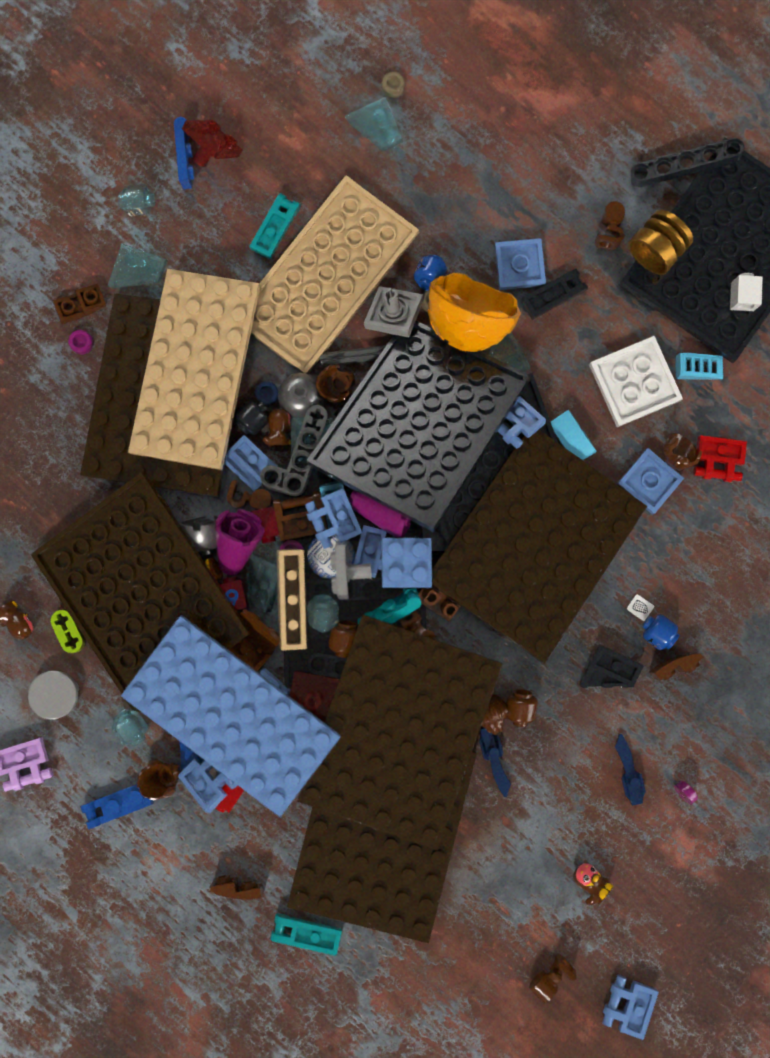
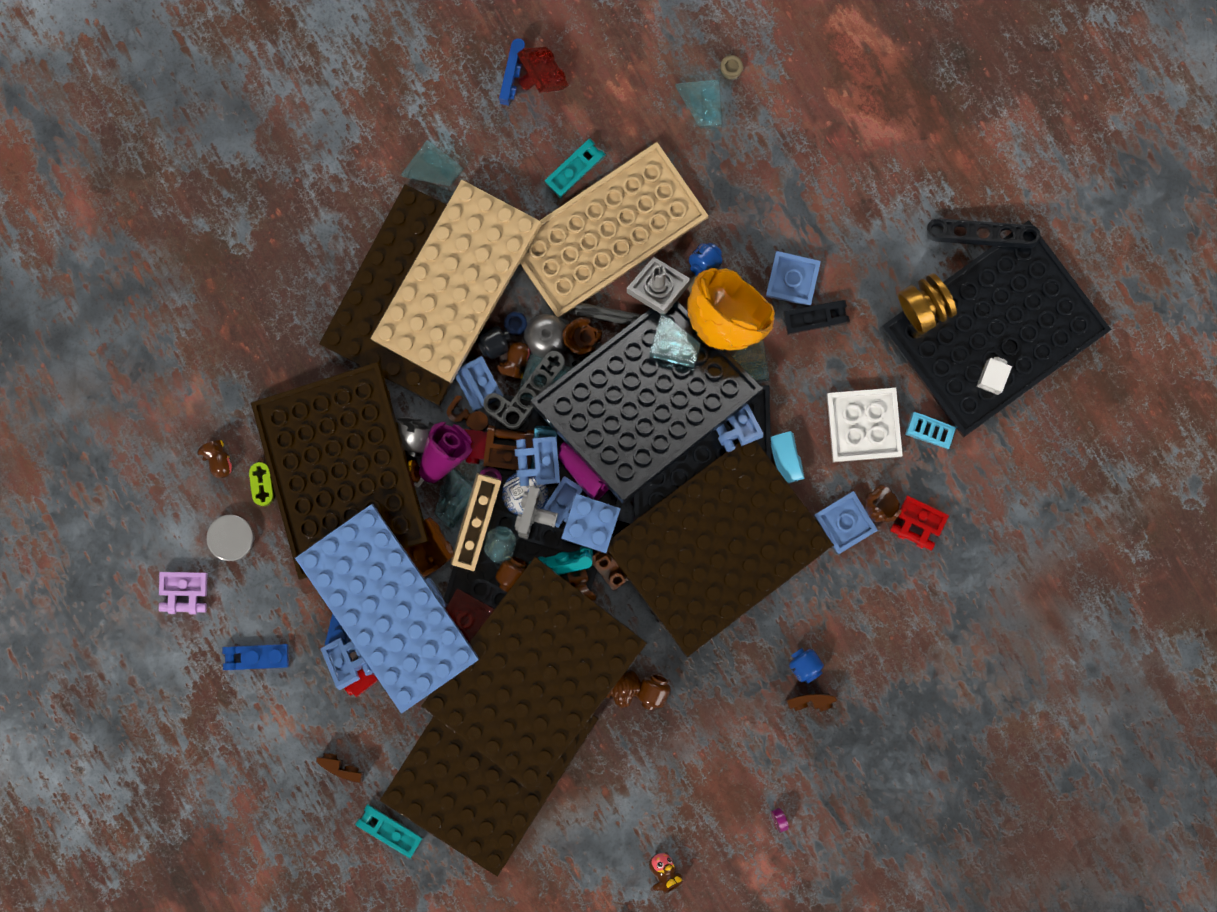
camera: 25 degrees right, 0 degrees up
(80, 342) = (358, 219): magenta tile -> none
(82, 303) = (369, 183): reddish brown slope -> none
(129, 727) = (290, 590): clear light blue head -> none
(136, 200) = (453, 102): clear light blue head -> none
(158, 780) = (301, 646): reddish brown hair -> none
(236, 592) = (427, 499): dark red brick -> none
(429, 360) = (674, 344): none -> clear light blue wing
(491, 750) = (613, 723): dark blue piece -> none
(610, 670) = (749, 685): black wing -> none
(612, 219) = (896, 263): reddish brown leg -> none
(631, 780) = (733, 793): dark blue piece -> none
(640, 607) = (797, 637): white sticker -> none

